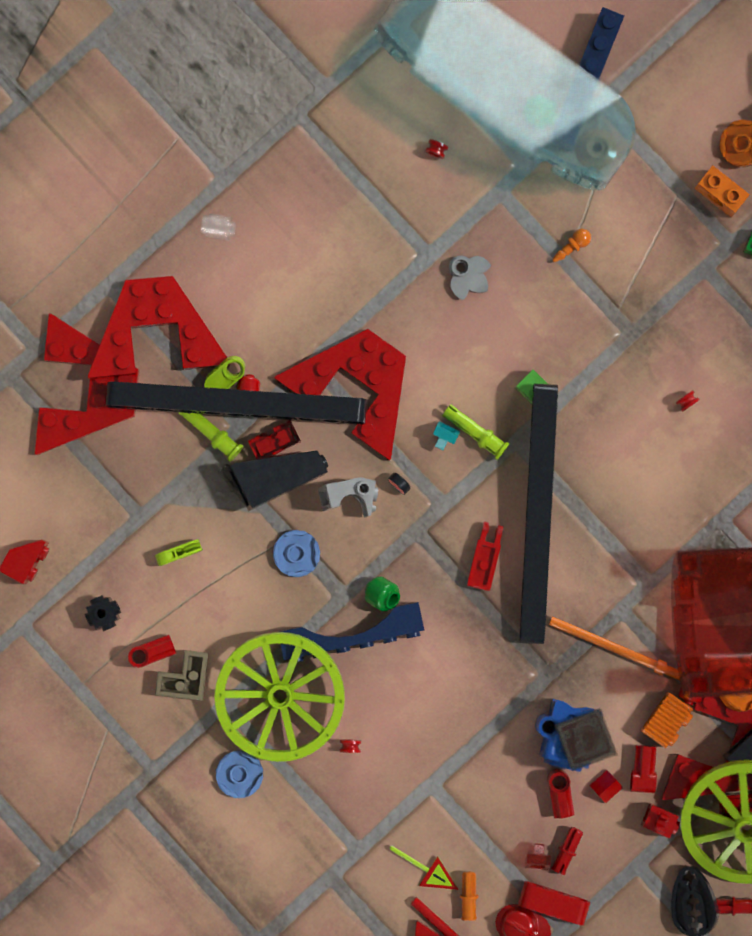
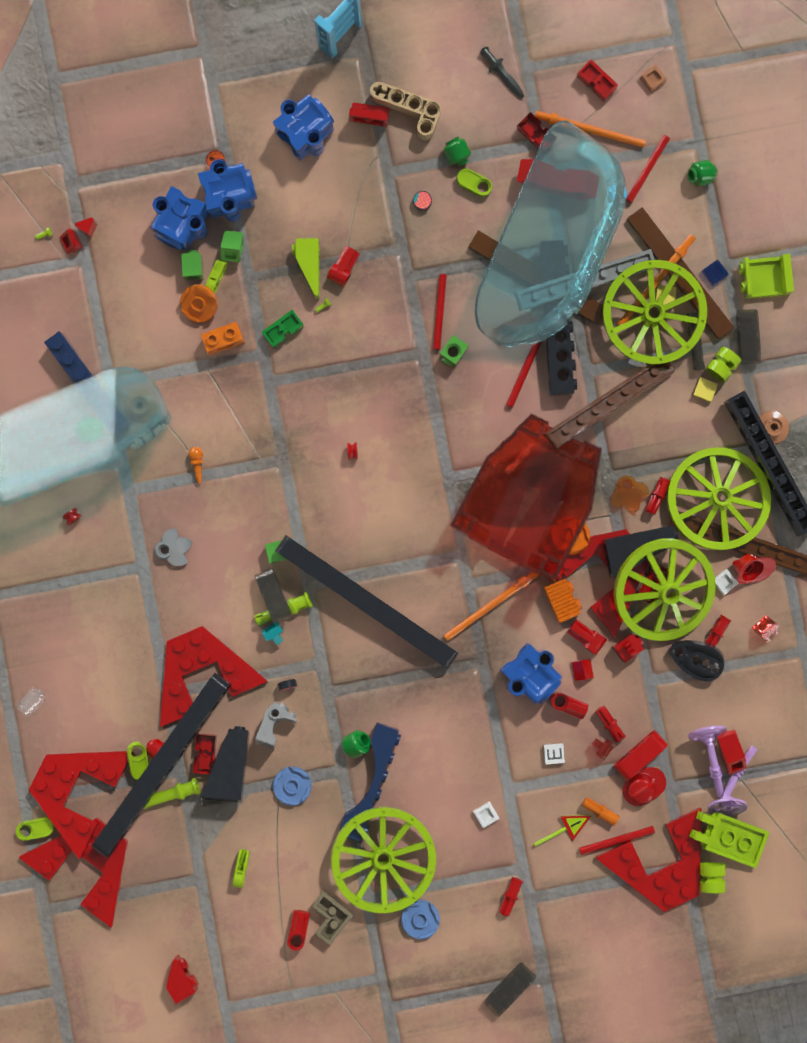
camera: 55 degrees left, 0 degrees up
(92, 315) = (39, 828): none -> lime piece
(112, 613) = (250, 940): black brick -> none
(224, 913) = (509, 989): none -> clear smoke beam
(321, 855) = (510, 896): none -> red axle
(350, 746) = (447, 830): red bush -> none
(391, 777) = (486, 814): none -> white tile
(484, 410) = (273, 595): none -> clear smoke beam
(485, 559) = (376, 657): red hinge -> none
(499, 810) = (554, 753): none -> white tile
(585, 739) = (541, 667): clear smoke tile -> none

